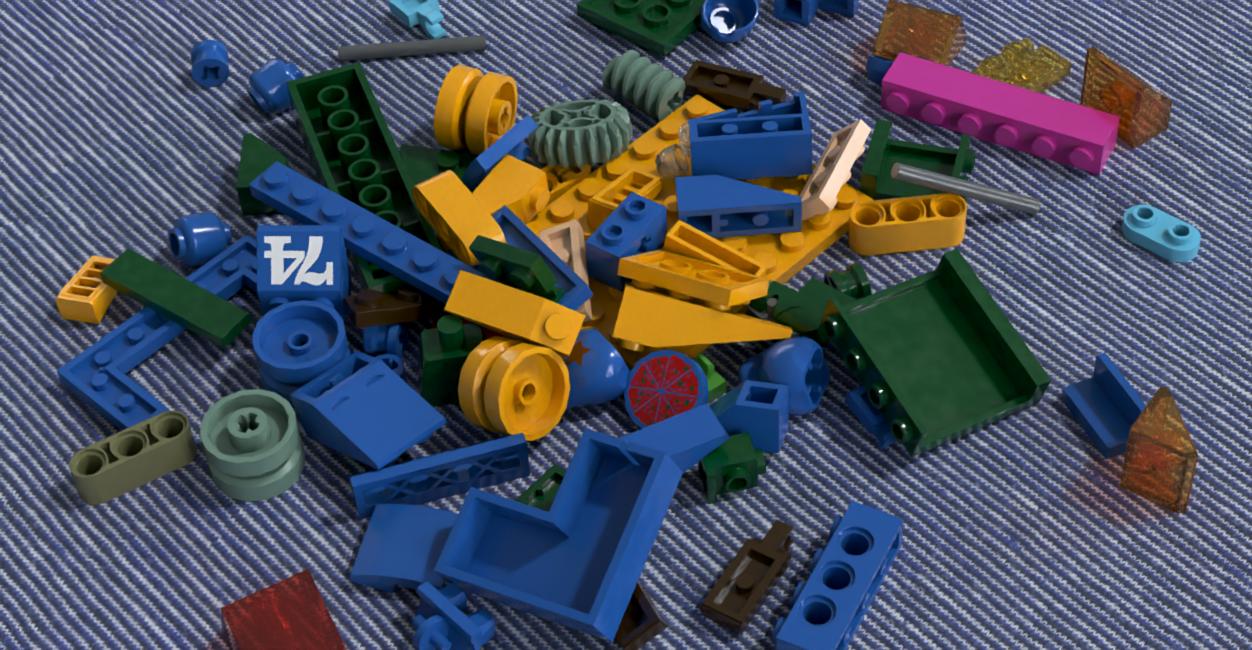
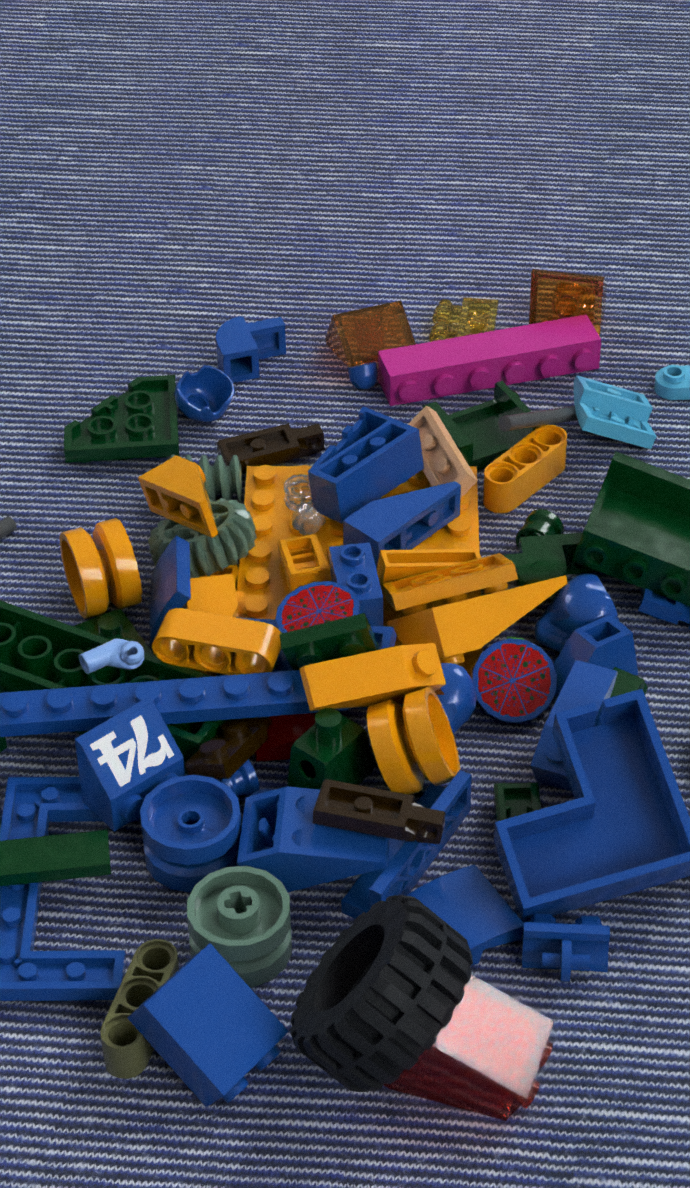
camera: 45 degrees left, 5 degrees down
(138, 499) = (209, 1027): none -> blue brick
(236, 554) = (381, 994): none -> black tyre
(388, 181) = (115, 653): none -> light blue arm
(404, 421) = (377, 813): none -> dark brown hinge
(553, 234) = (316, 605): none -> red tile
(588, 87) = (179, 494): none -> light orange slope
(1042, 218) = (613, 412): none -> medium azure slope

